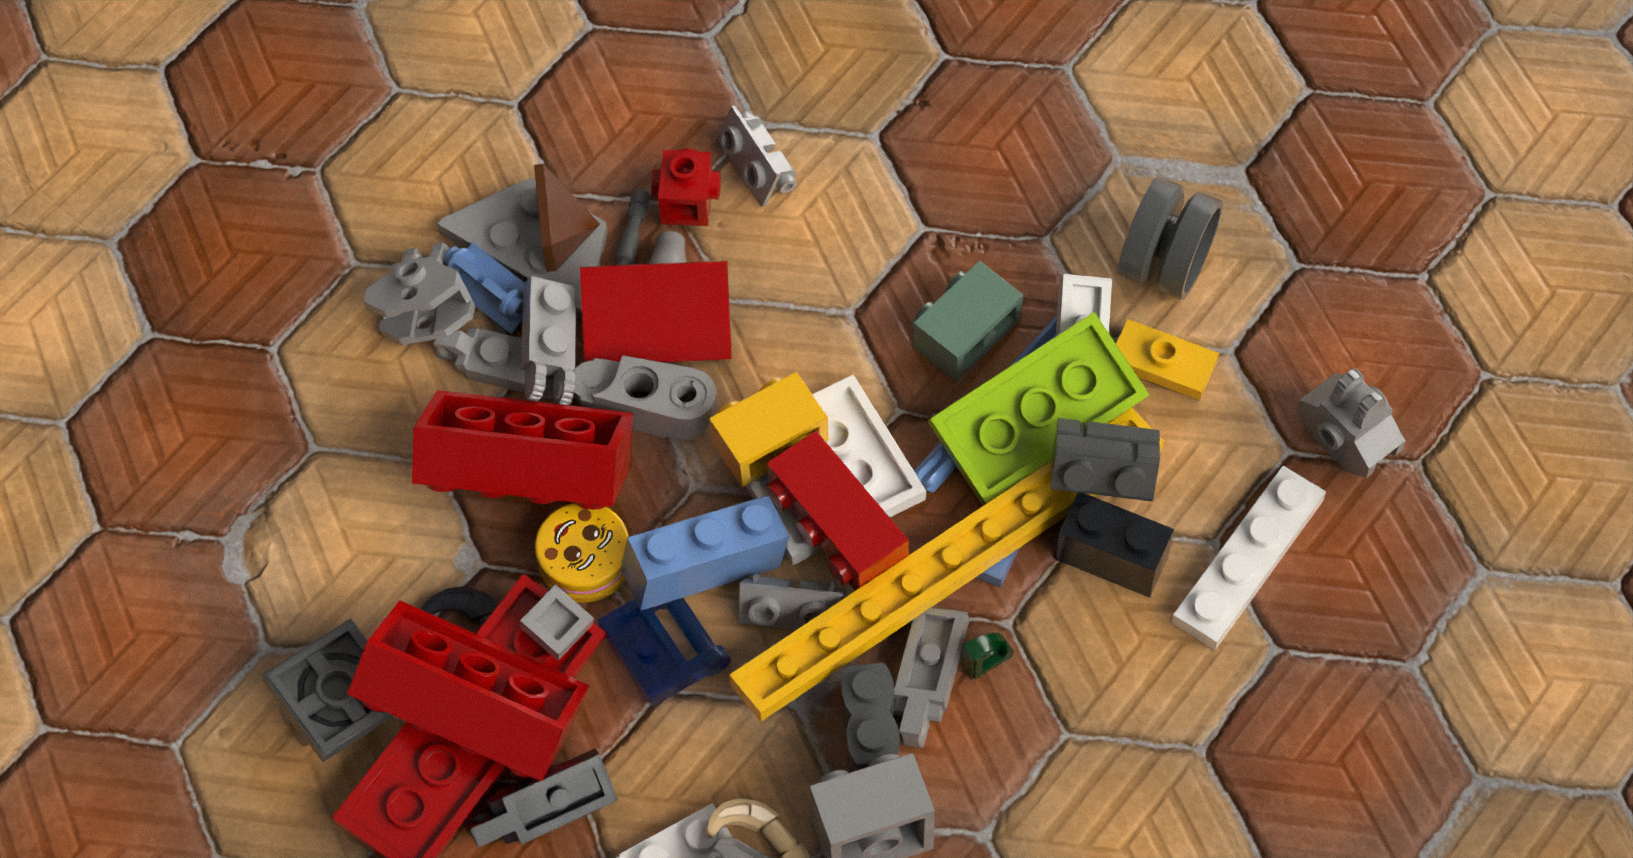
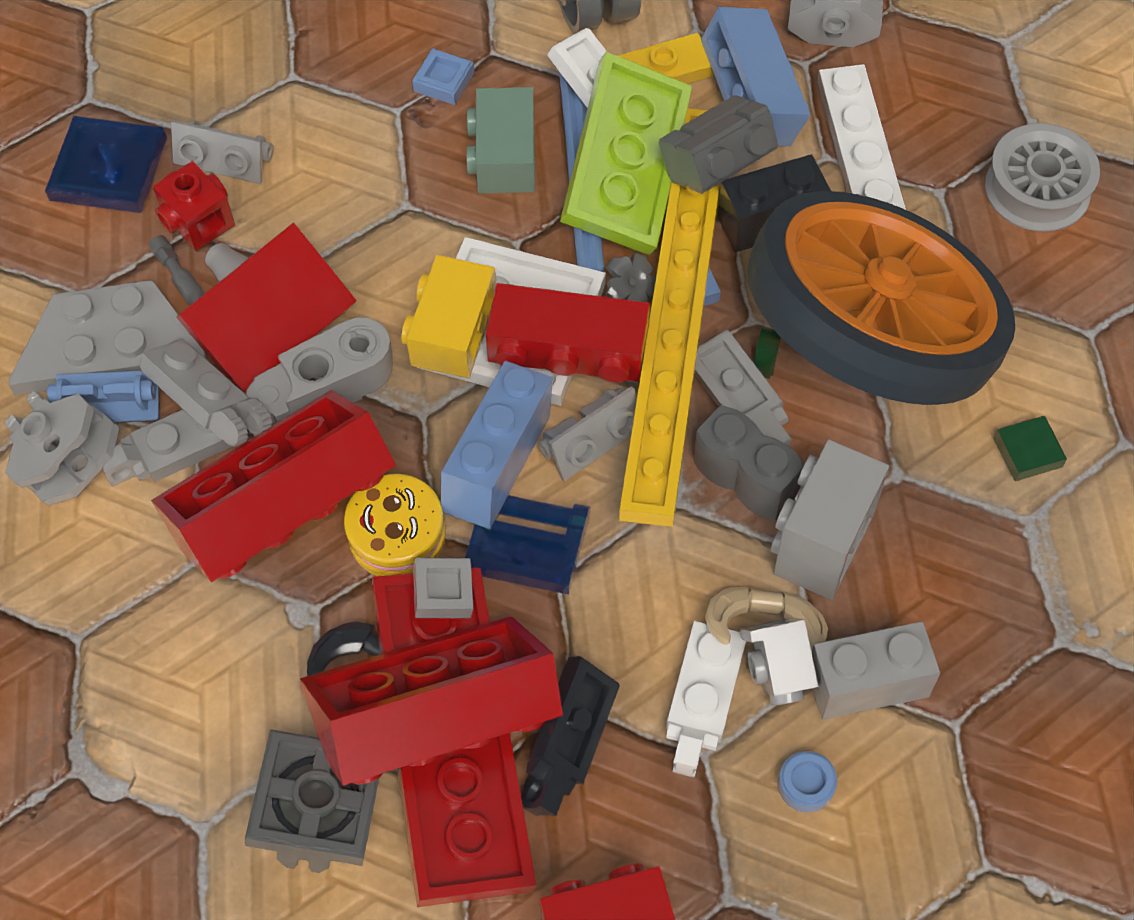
camera: 45 degrees left, 0 degrees up
(561, 218) = (115, 297): reddish brown slope -> none
(664, 102) = (106, 164): none -> clear blue plate
(941, 512) = (631, 278): none -> dark grey plant
(983, 228) = (443, 76): none -> medium blue tile
(1089, 684) = (921, 305): none -> wheel
(1218, 428) = (753, 65): none -> medium blue brick
(1375, 665) = (1042, 177): none -> light grey wheel

